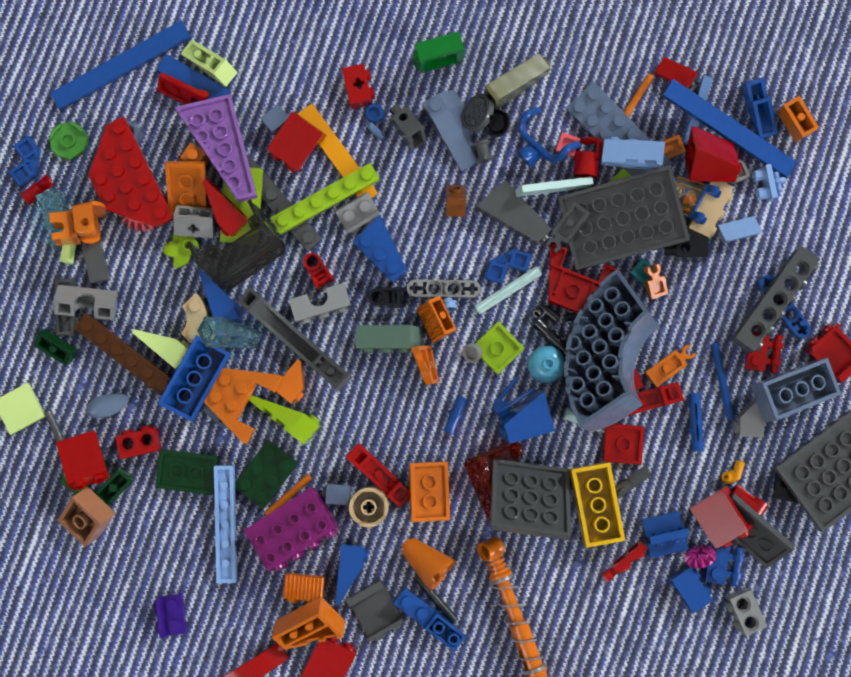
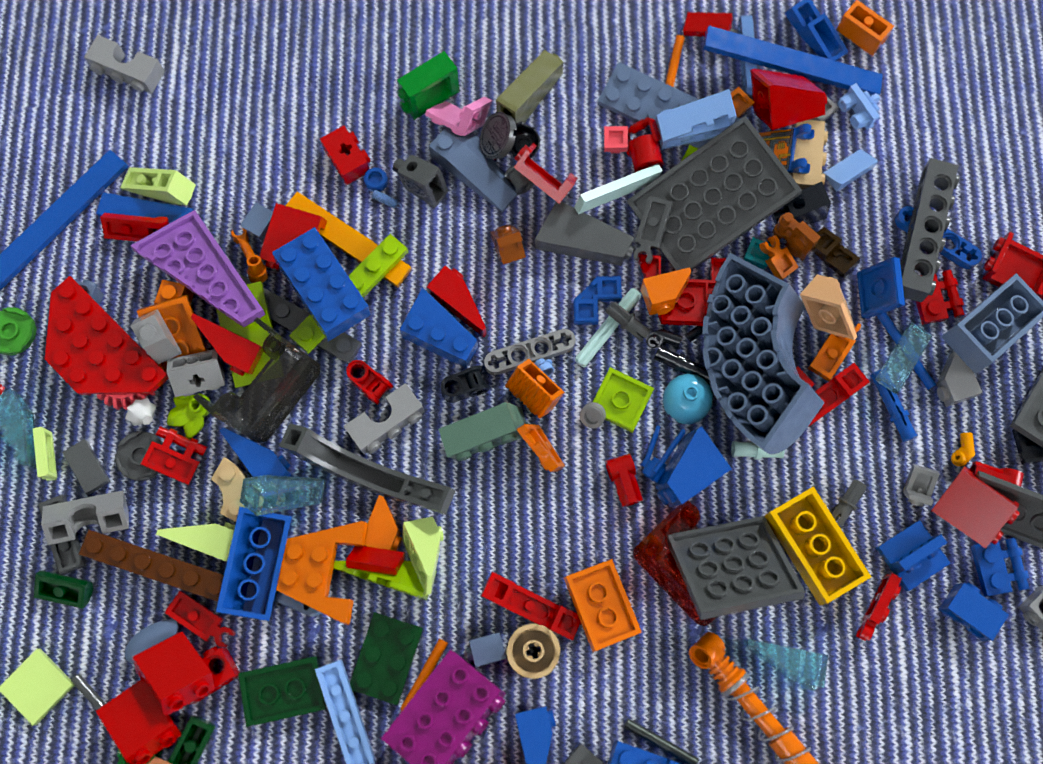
camera: 20 degrees left, 10 degrees down
(81, 221) = (50, 411): orange piece -> none
(116, 435) = (174, 673): none -> red panel
(137, 268) = (131, 453): none -> dark grey tile
(143, 401) = (198, 618): none -> red plate
(146, 237) = (140, 412): none -> white piece
(158, 283) = (169, 462): none -> red plate
(172, 186) = (155, 337): none -> light grey slope
(262, 157) = (256, 270): none -> orange brick
(279, 405) = (375, 560): none -> red tile
(305, 188) = (321, 284): none -> blue brick
(317, 405) = (422, 544): none -> yellowish green slope
(357, 213) = (394, 297): light grey bracket -> none
(402, 226) = (452, 293): none -> red slope
(427, 562) = (633, 697): orange cone -> none
(453, 87) = (460, 120): none -> bright pink bracket
(455, 414) = (600, 497): blue pin -> none
(478, 402) = (622, 473): none -> red piece
(499, 158) = (541, 177): none -> panel
(523, 291) = (627, 321): none -> dark grey axle
(534, 151) = (578, 158): blue piece -> none
(550, 580) = (795, 664): none -> clear light blue slope
(558, 279) = (664, 290): none -> orange slope
(623, 444) = (817, 462): red tile -> none
(675, 272) = (799, 236): none -> dark orange plate
(676, 334) = (828, 307): none -> light nougat slope
(690, 487) = (920, 485): none -> light grey bracket
(699, 290) = (834, 254): none -> dark brown slope
(706, 558) = (978, 566): dark pink gear -> none
(717, 390) = (903, 358): none -> clear light blue tile
(721, 332) = (880, 288): none -> blue tile

